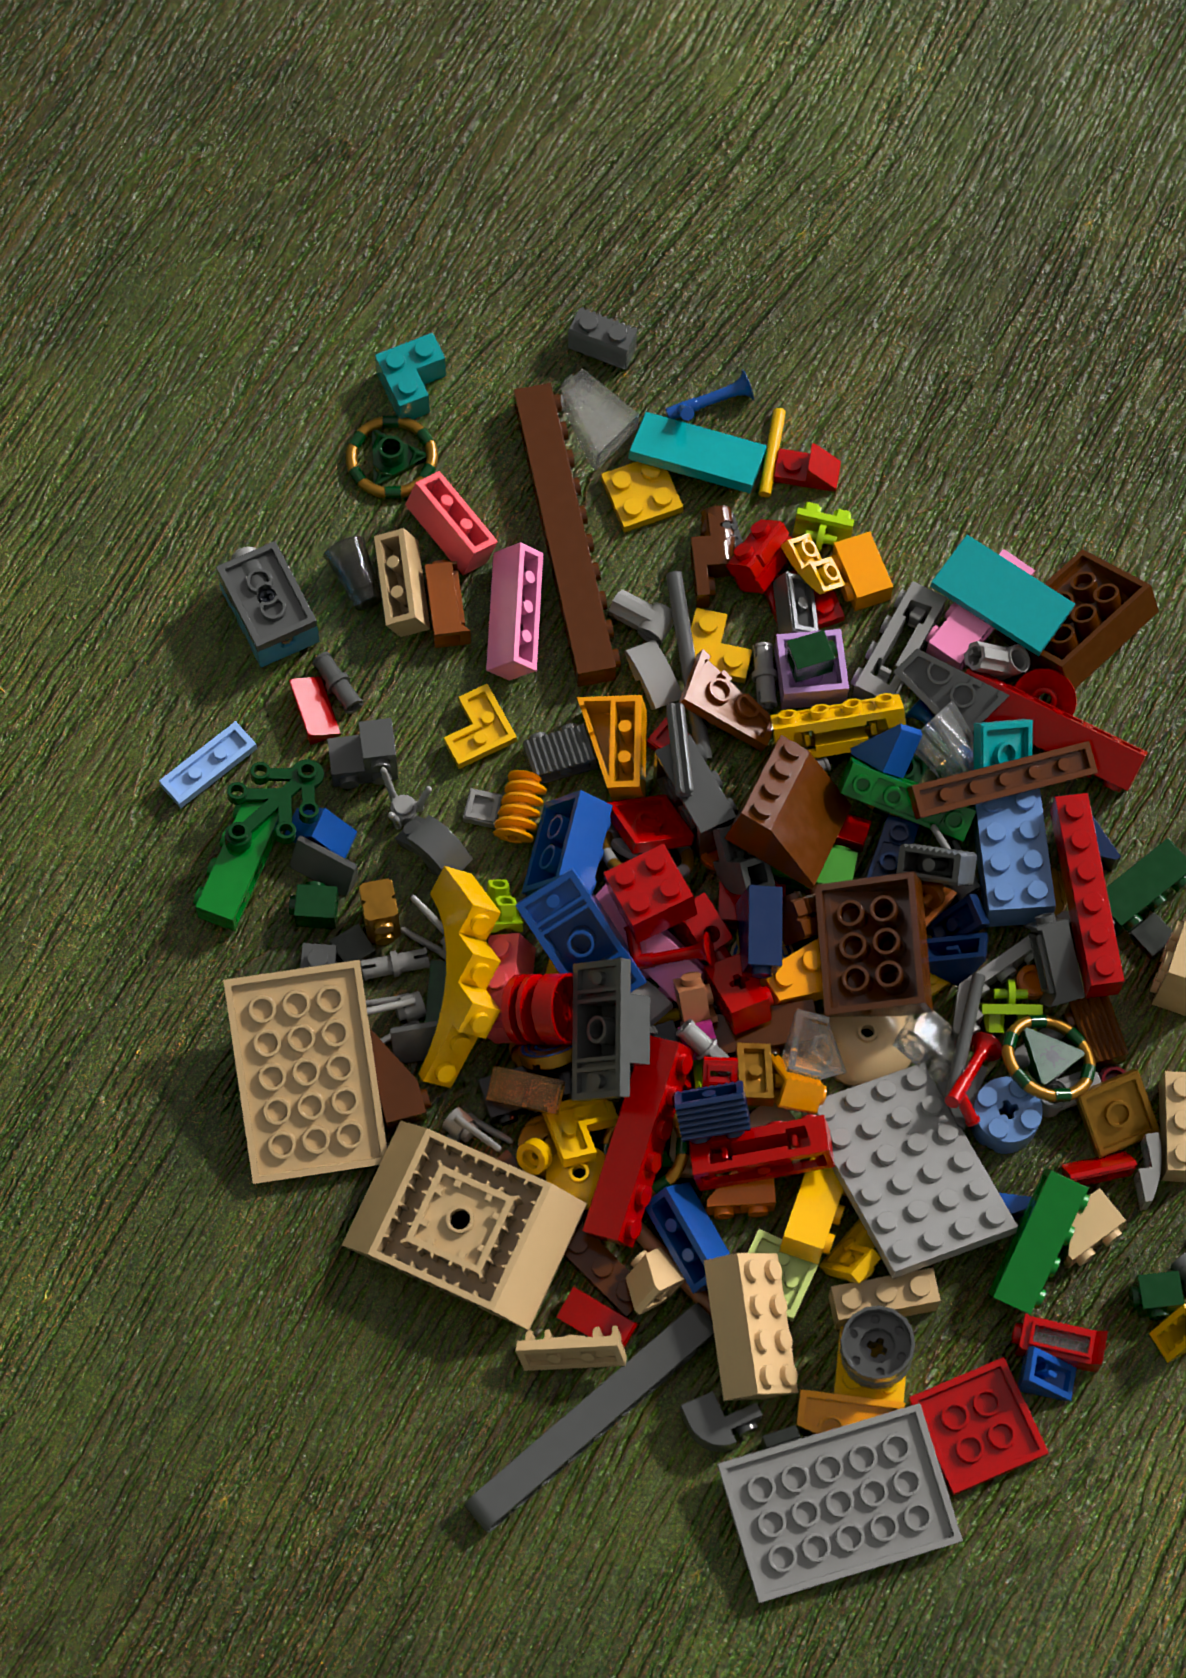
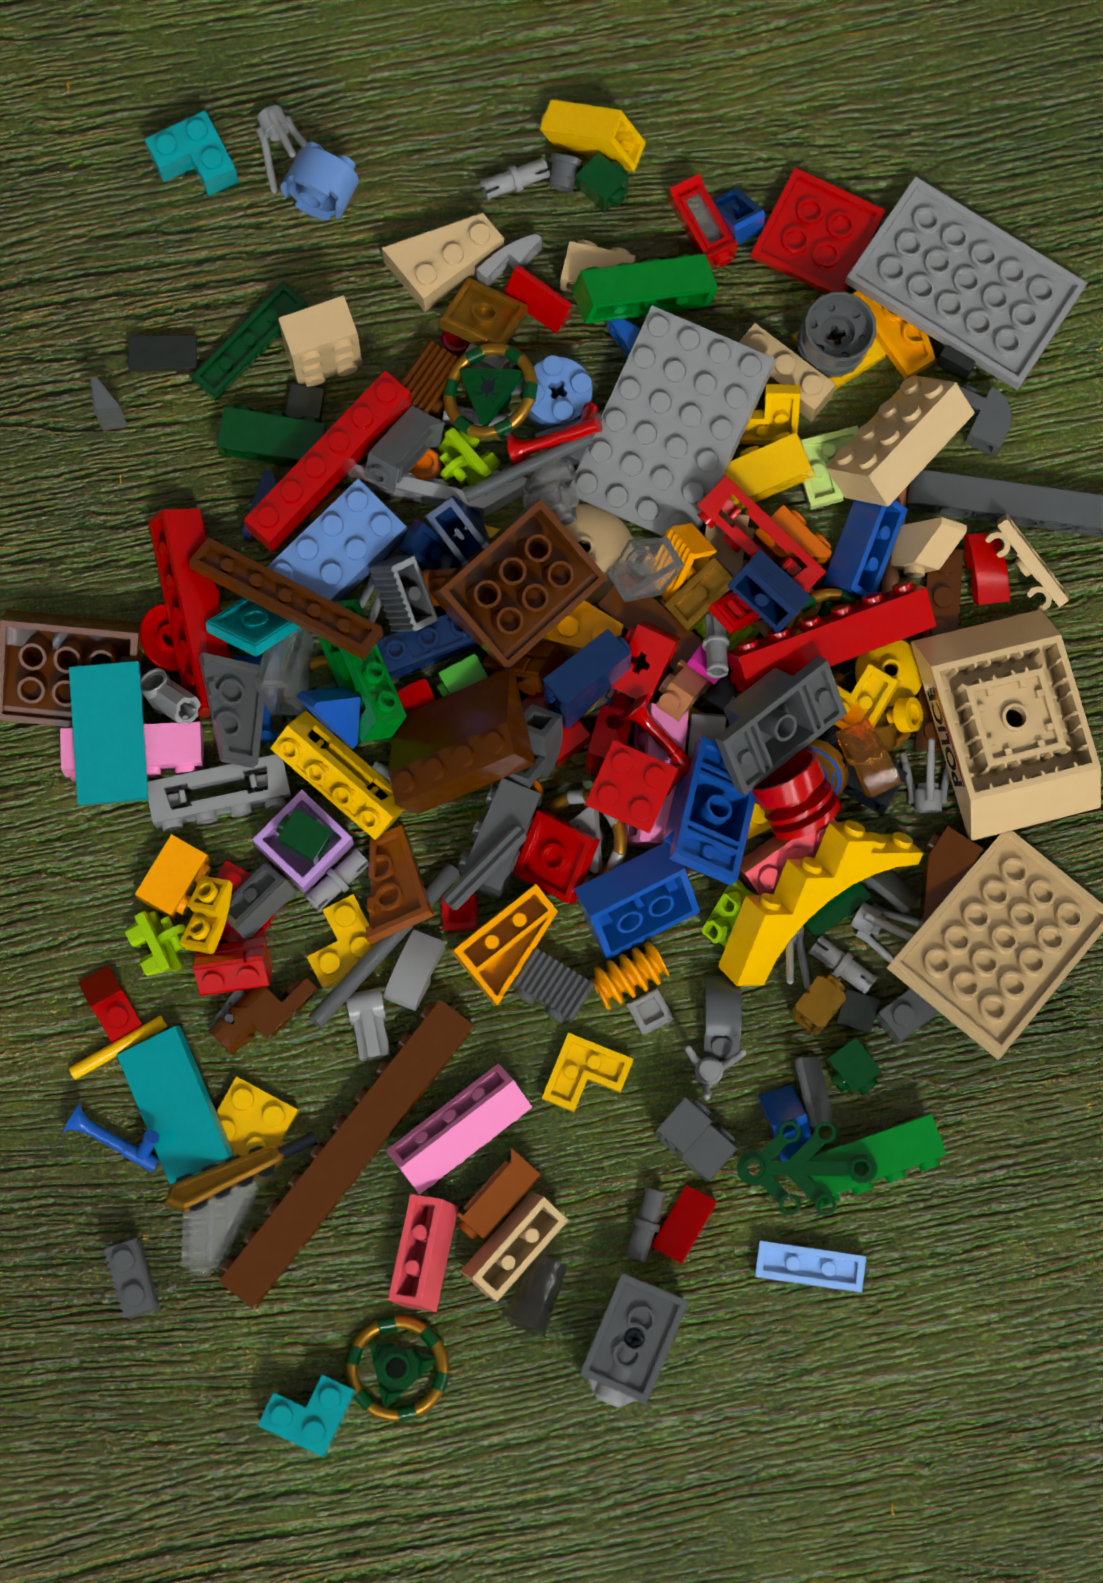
camera: 130 degrees left, 10 degrees up
(619, 429) = (217, 1181): none -> pearl gold sword

